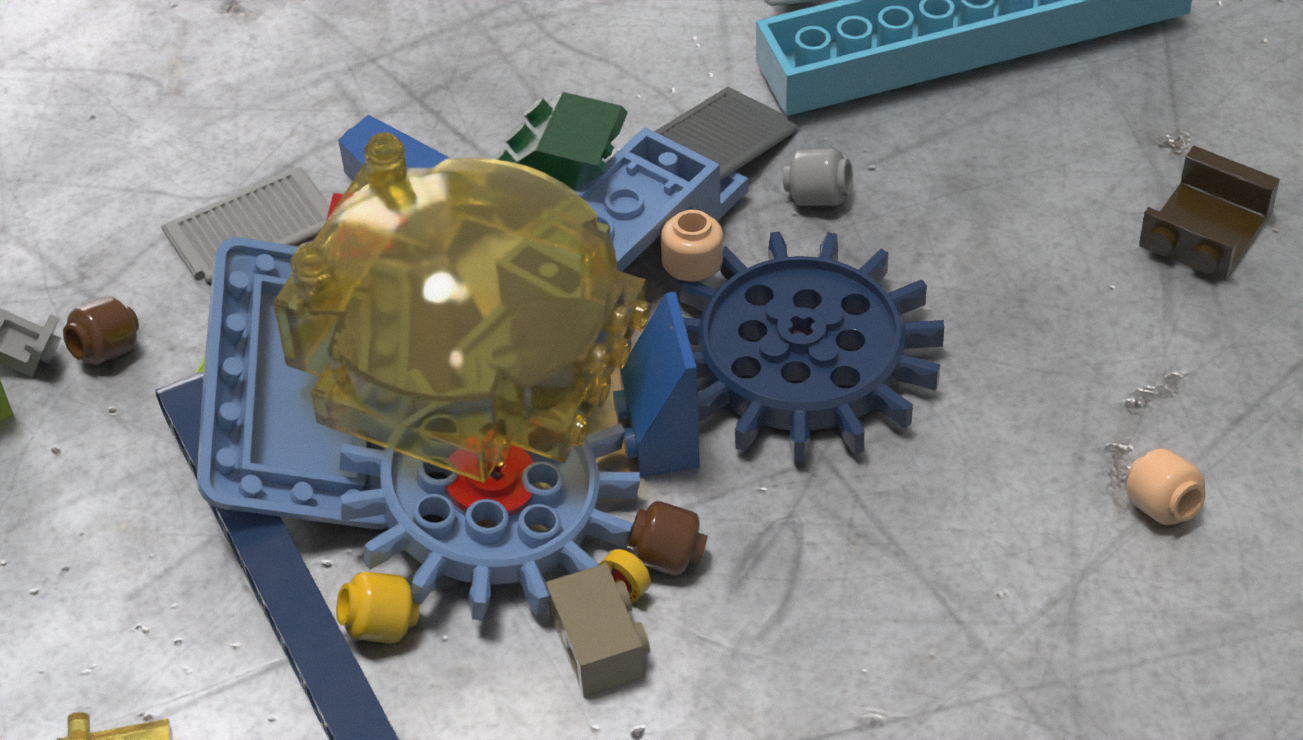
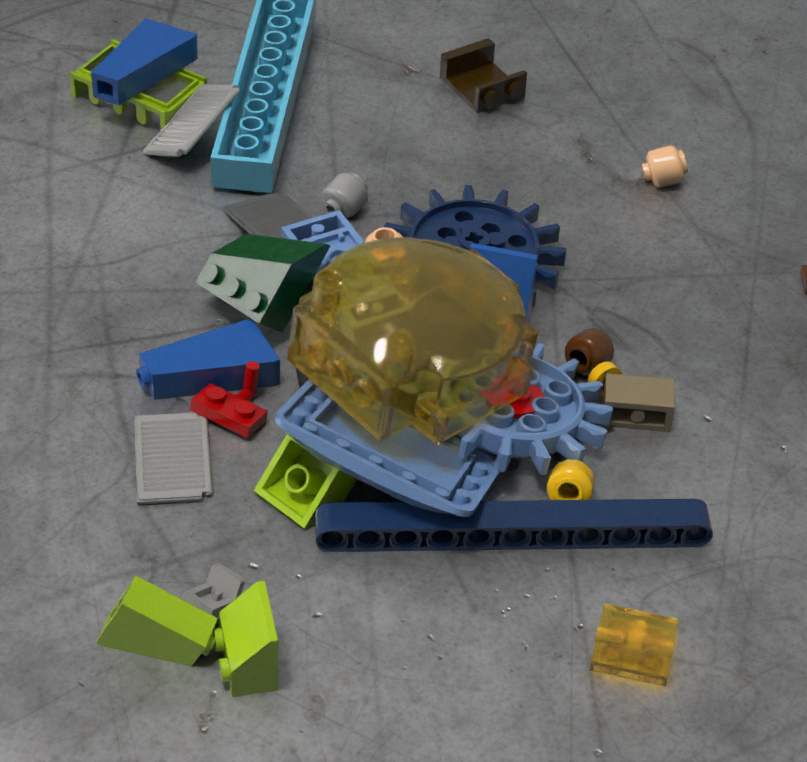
camera: 70 degrees left, 5 degrees down
(101, 331) = (235, 549): reddish brown head -> none

